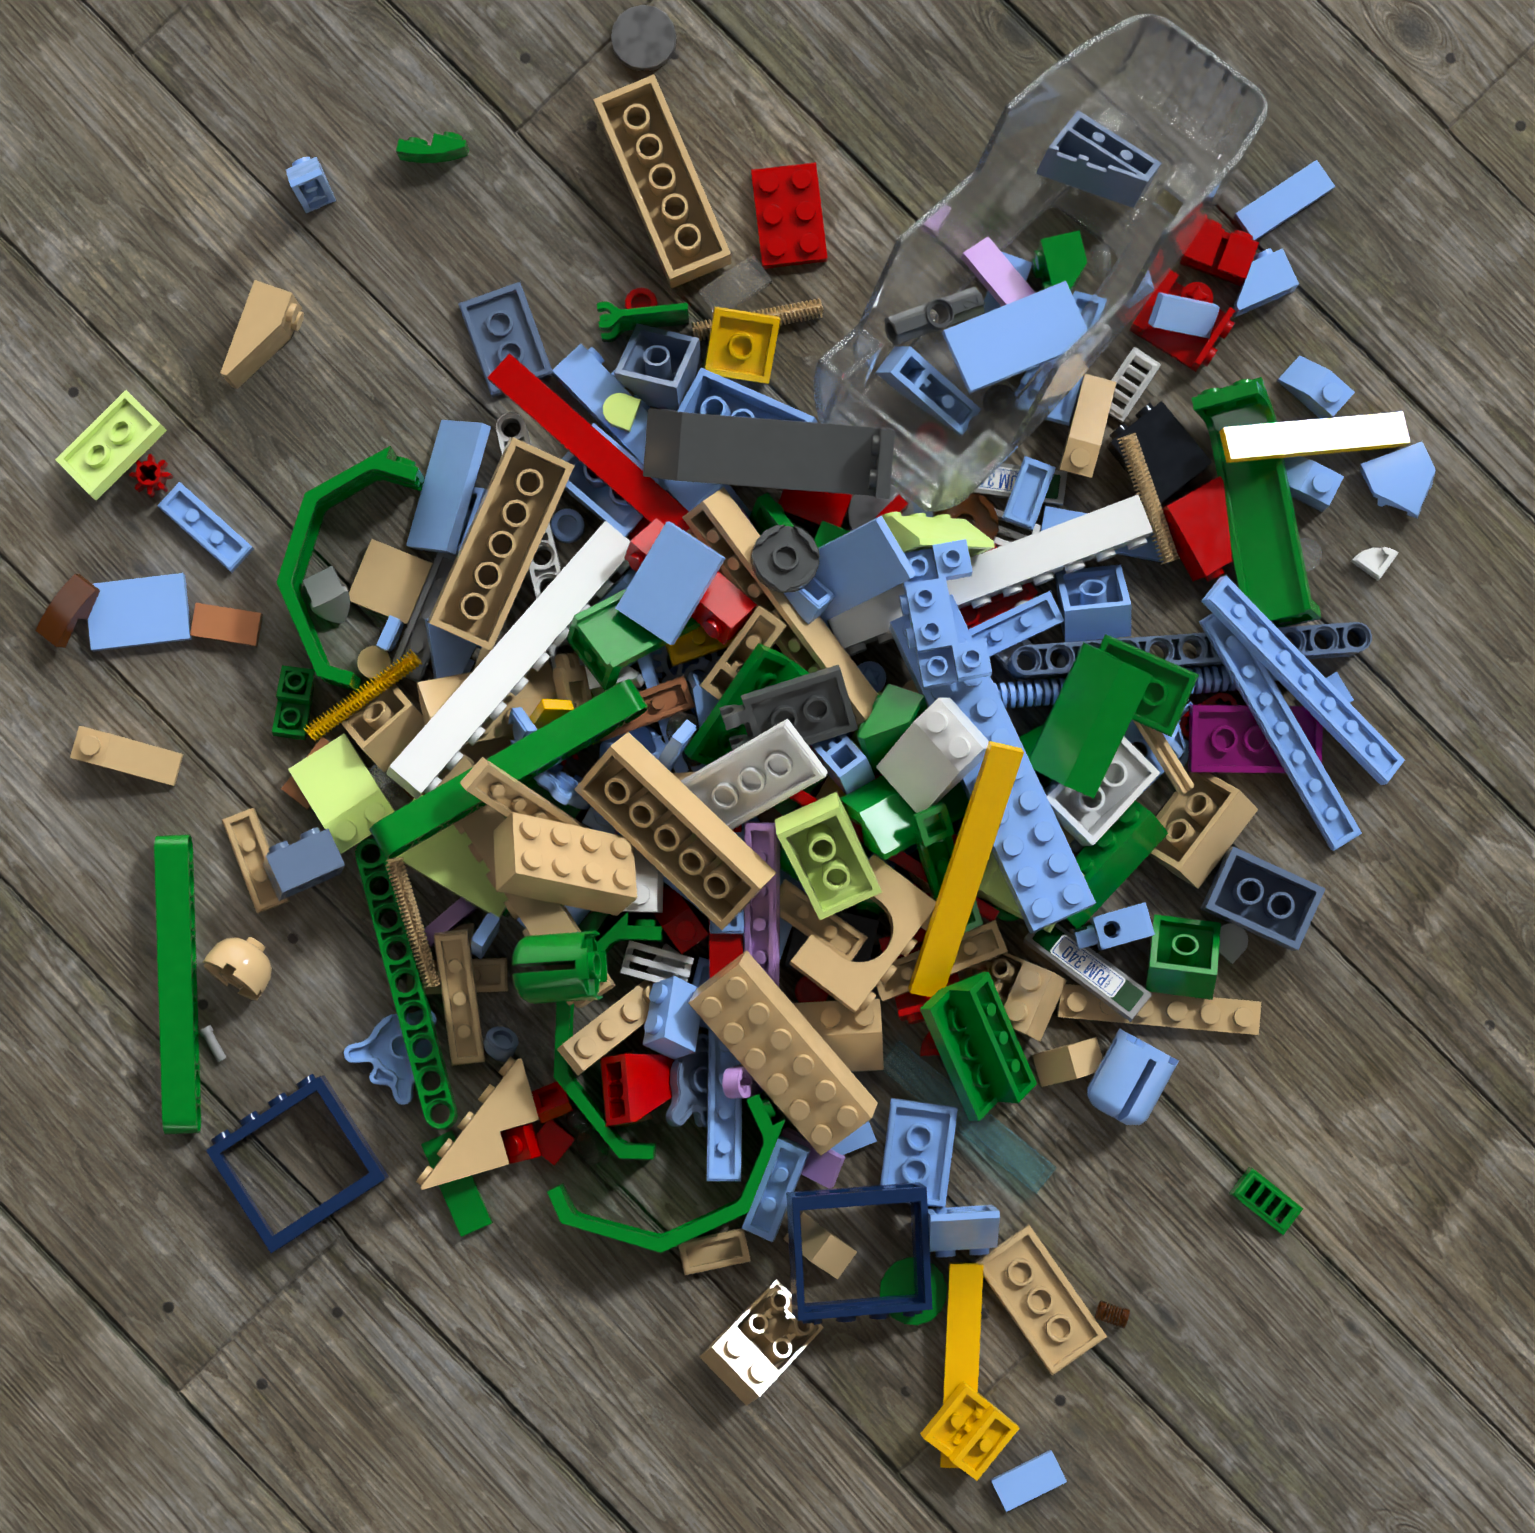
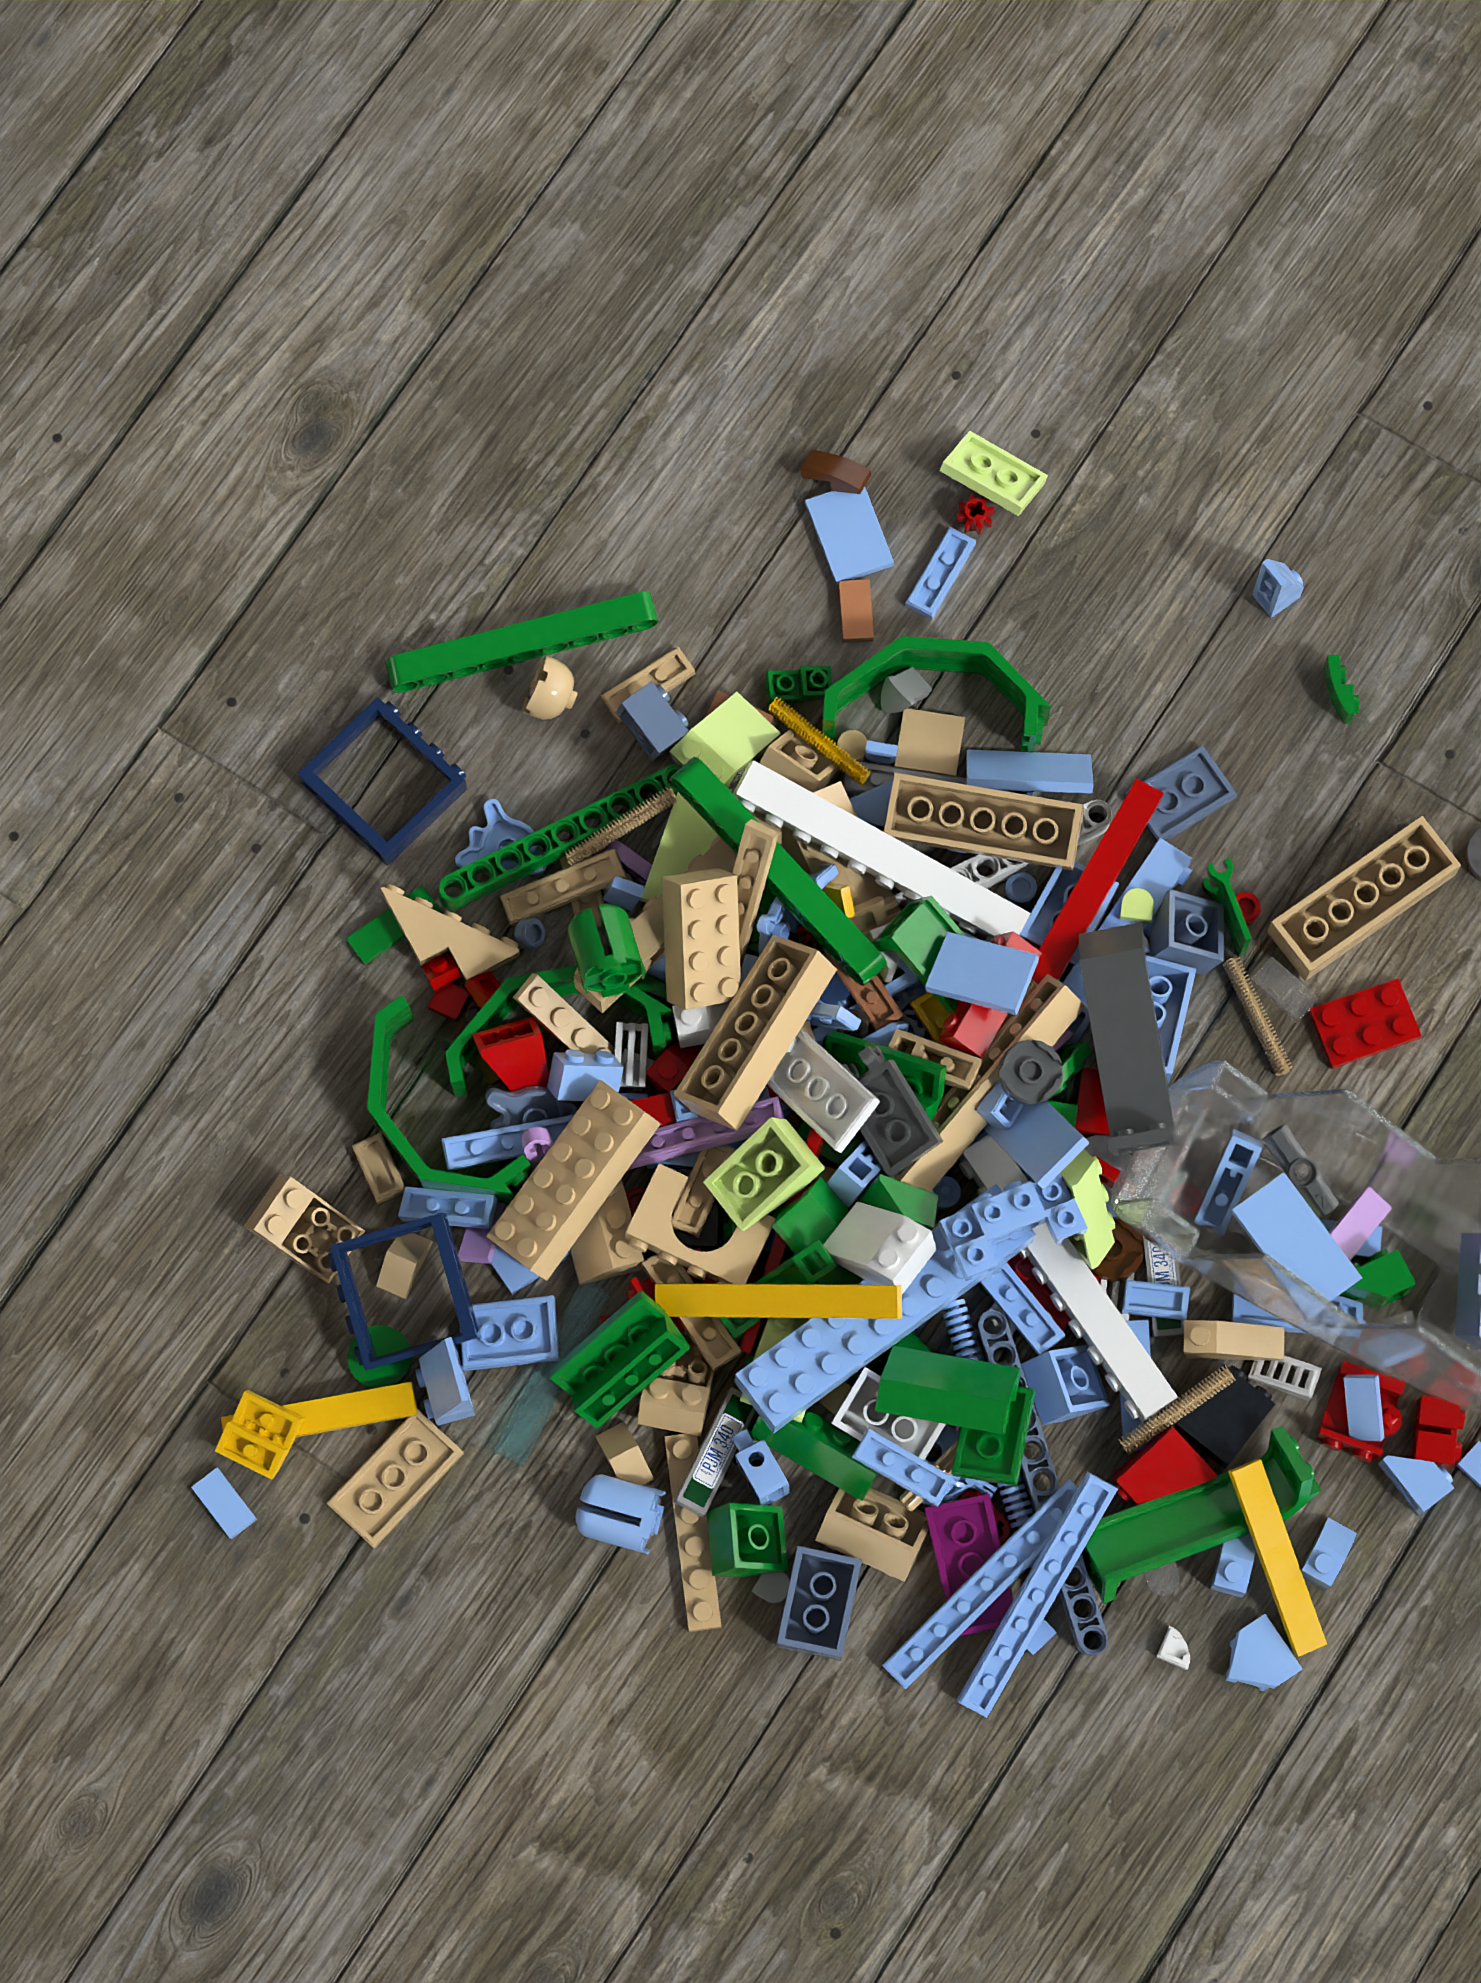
camera: 80 degrees right, 10 degrees down
(126, 756) = (716, 551): tan slope -> none
(213, 1043) = (475, 685): light grey piece -> none
(262, 330) = (1128, 575): tan slope -> none
(742, 344) = (1228, 1004): yellow plate -> none
(1123, 1317) = (397, 1537): reddish brown piece -> none
(1154, 784) = (903, 1467): none -> light blue tile
(1245, 1183) = (546, 1647): green slope -> none

